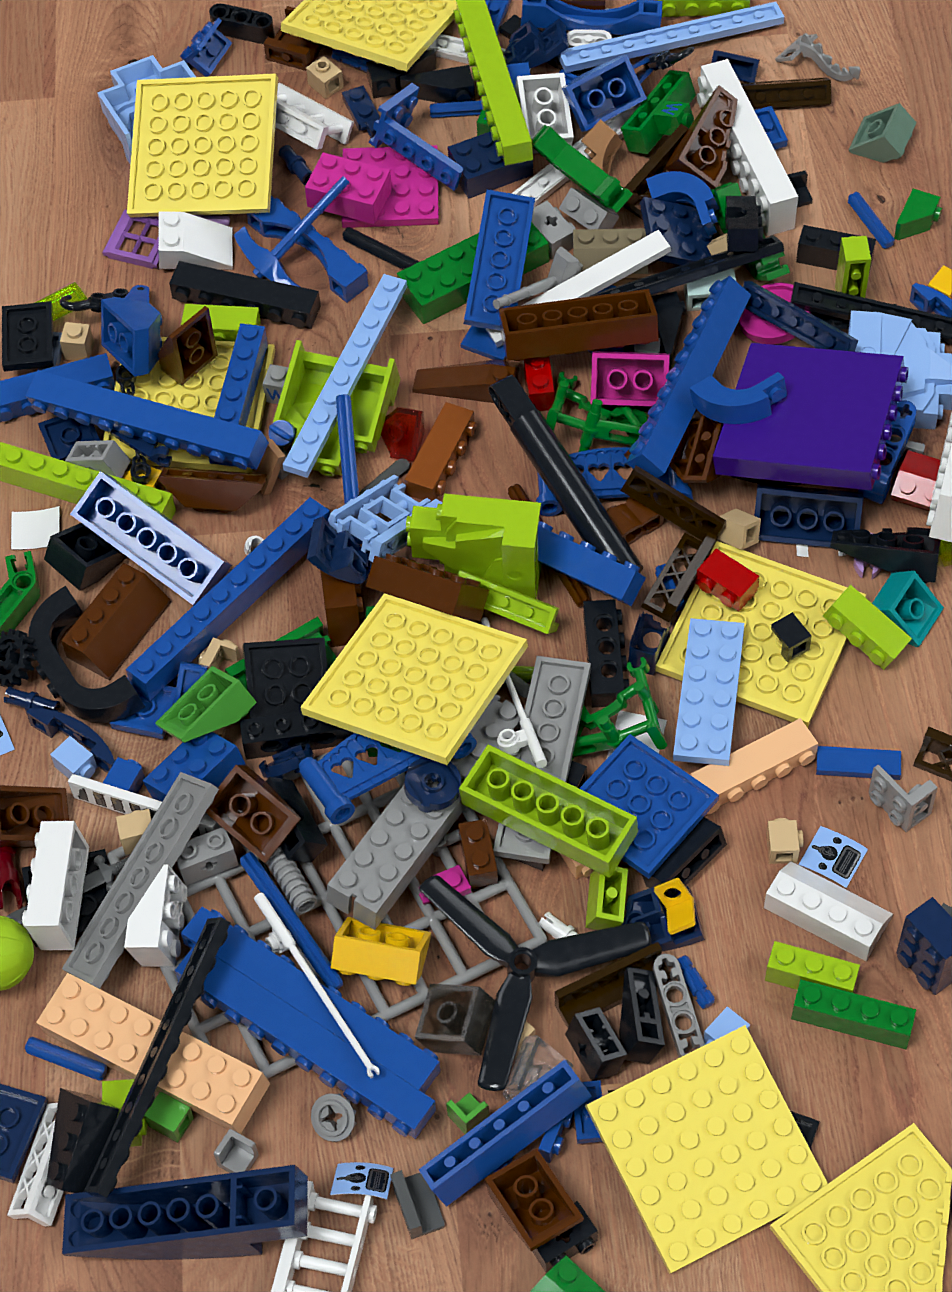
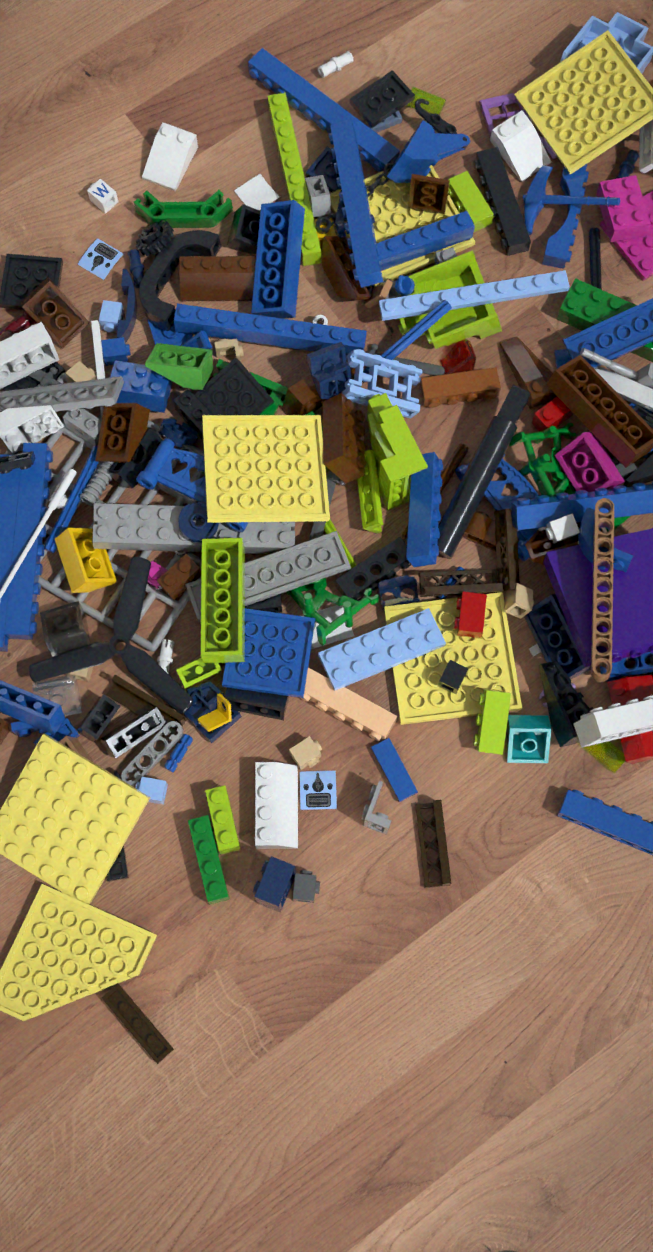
camera: 55 degrees right, 15 degrees up
(76, 341) = (400, 129): tan brick -> none
(467, 1112) = (15, 670): bright green panel -> none
(522, 737) = (271, 558): white piece -> none
(694, 428) = (562, 528): none -> white brick
(811, 422) = (602, 598): none -> medium nougat beam

